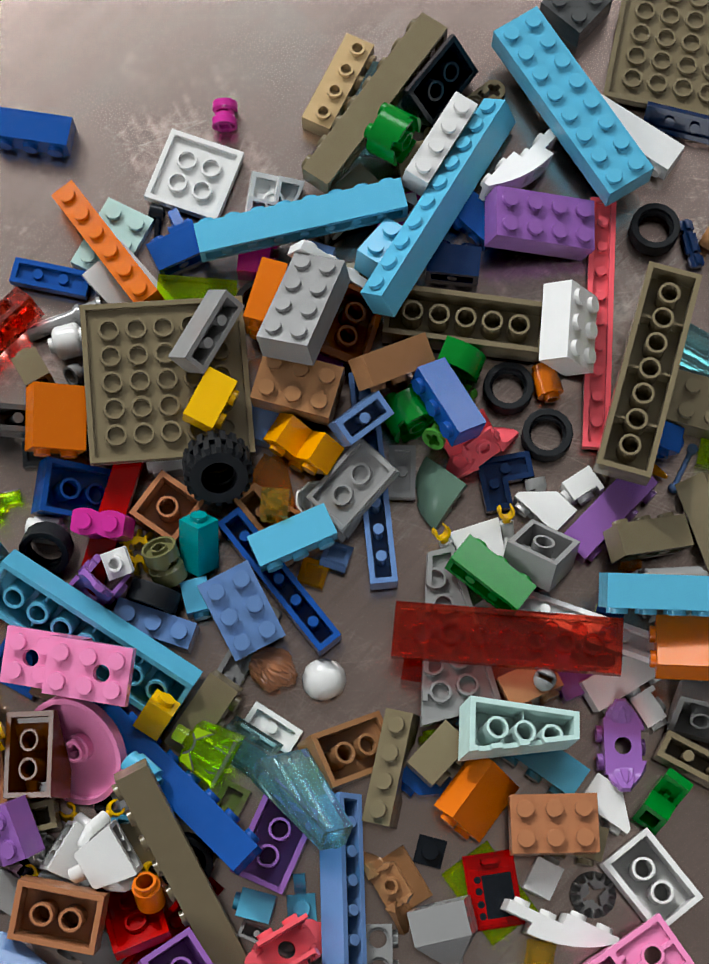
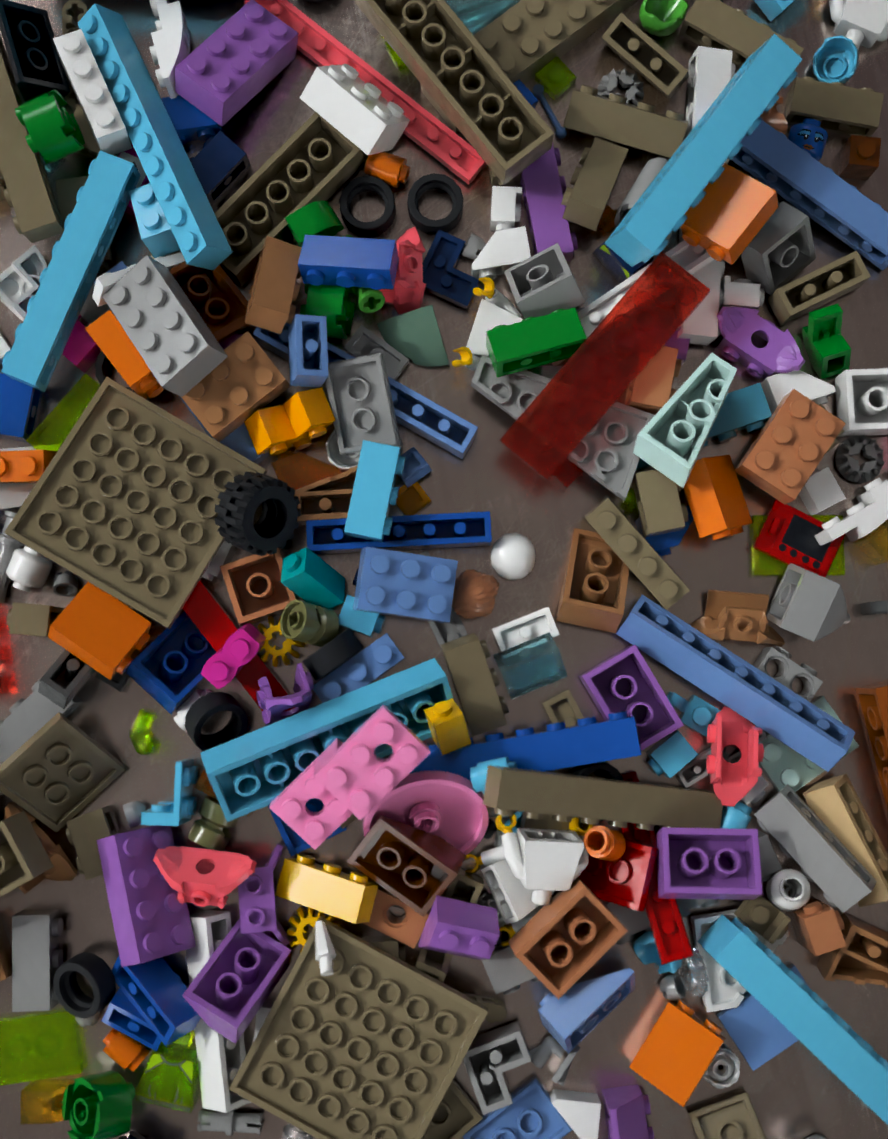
camera: 55 degrees left, 10 degrees up
(117, 563) = (281, 666): white bracket -> none
(206, 331) = (119, 431): light grey brick -> none
(207, 750) = (512, 702): clear neon green torso -> none
(211, 400) = (189, 474): yellow brick -> none
(274, 504) = (331, 485): clear yellow brick -> none
(304, 796) = (615, 645): clear light blue slope -> none
(429, 851) = (727, 571): black plate -> none
(542, 684) = (667, 365): light grey hinge -> none

